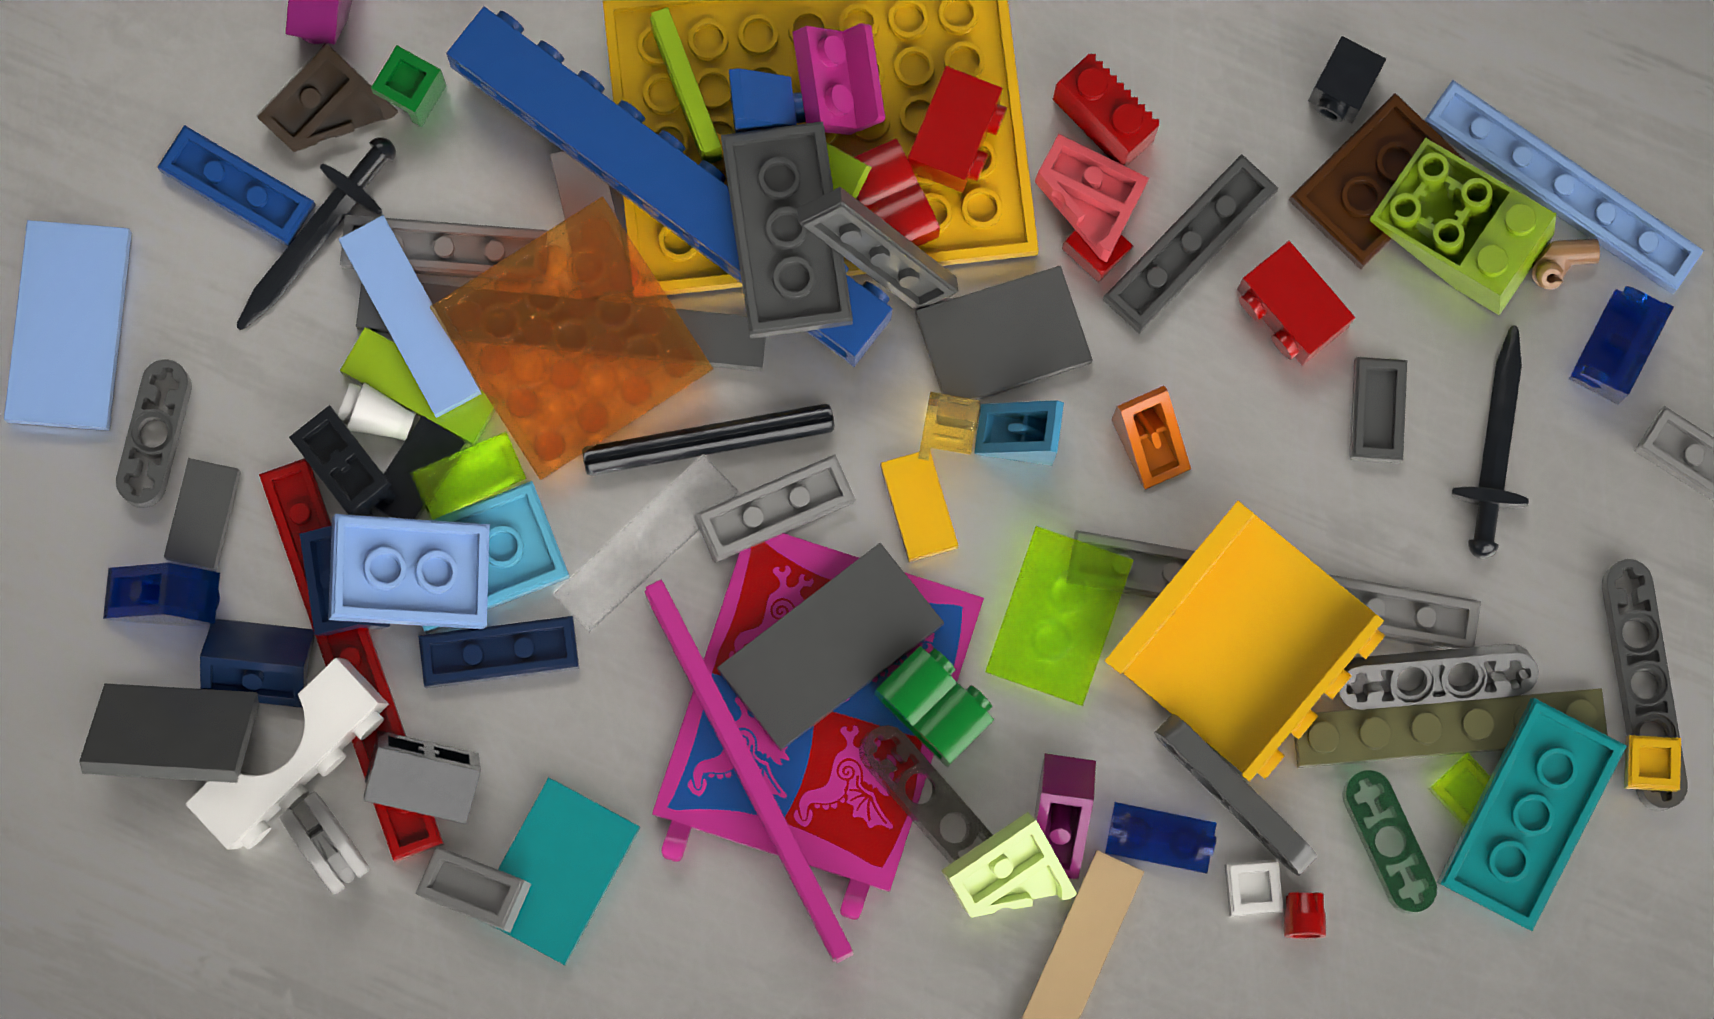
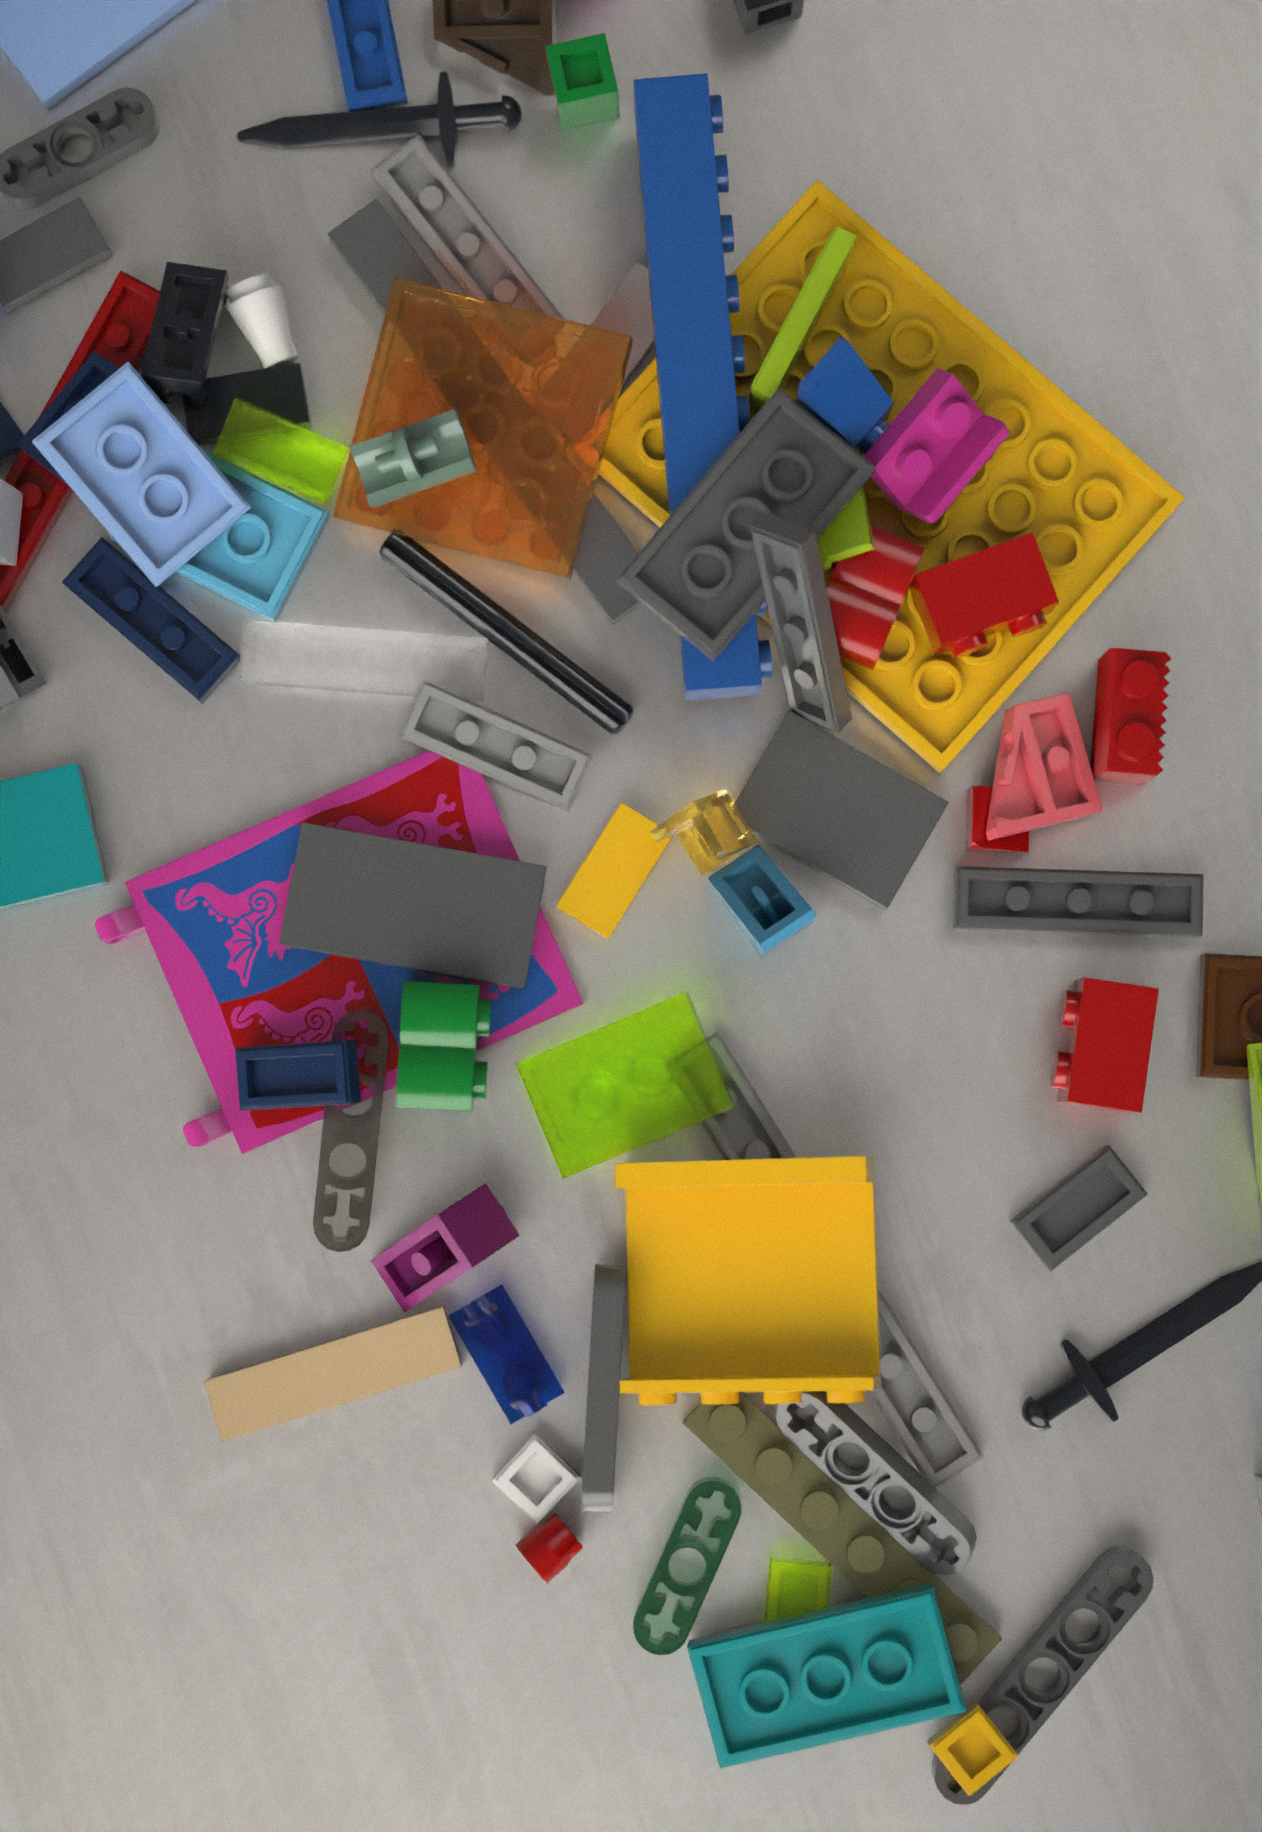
camera: 55 degrees right, 5 degrees up
(383, 368) = (324, 335): lime tile -> none
(408, 316) = (378, 253): light blue tile -> none
(558, 393) = (413, 458): none -> sand green hips
(748, 772) = (230, 934): dark pink tile -> none
(875, 807) = (298, 1075): none -> dark blue tile
(1008, 871) = (346, 1244): yellowish green wing -> none
(1151, 437) = (863, 1025): orange slope -> none

